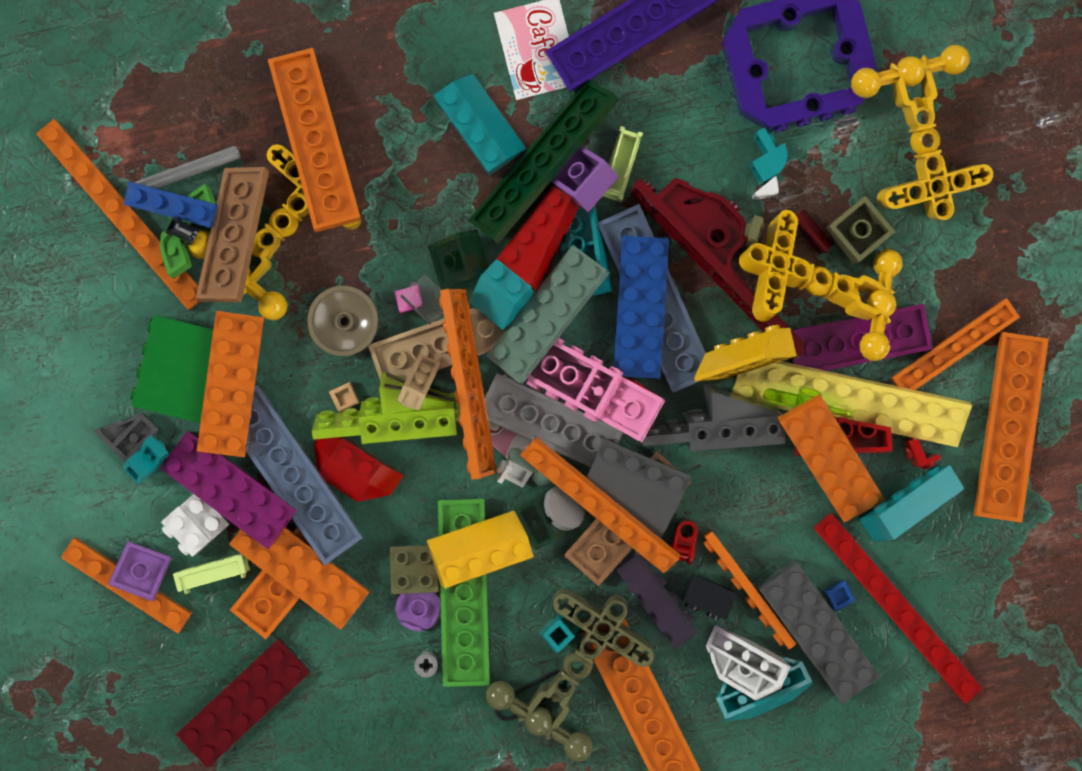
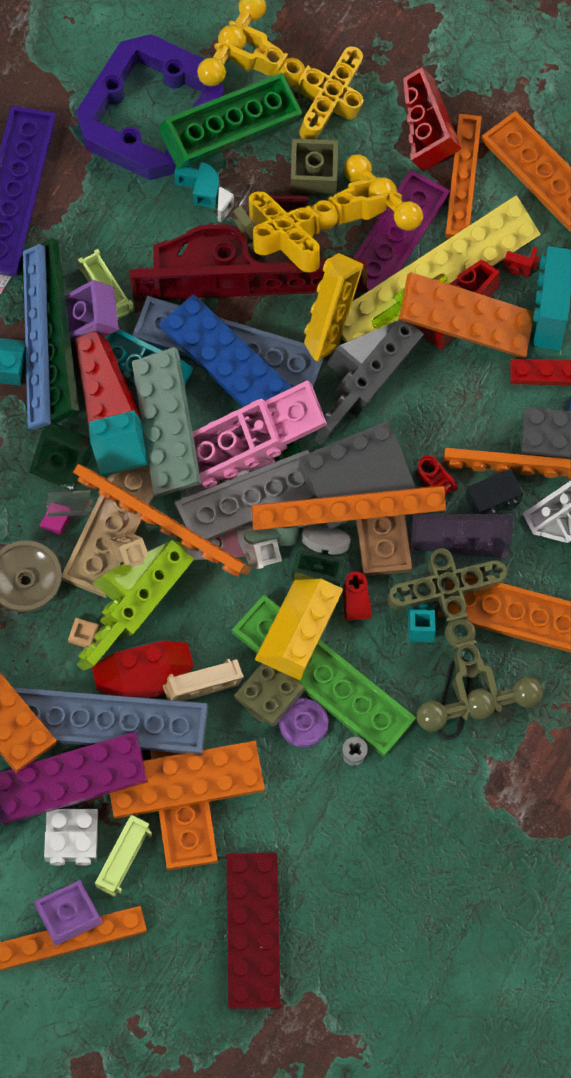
camera: 55 degrees left, 20 degrees down
(379, 517) = (203, 681): none -> tan container
(531, 154) = (36, 337): none -> medium blue tile
(538, 568) = (356, 601): none -> red piece
(837, 135) = (229, 120): none -> green brick
(977, 283) = (430, 126): none -> red wedge

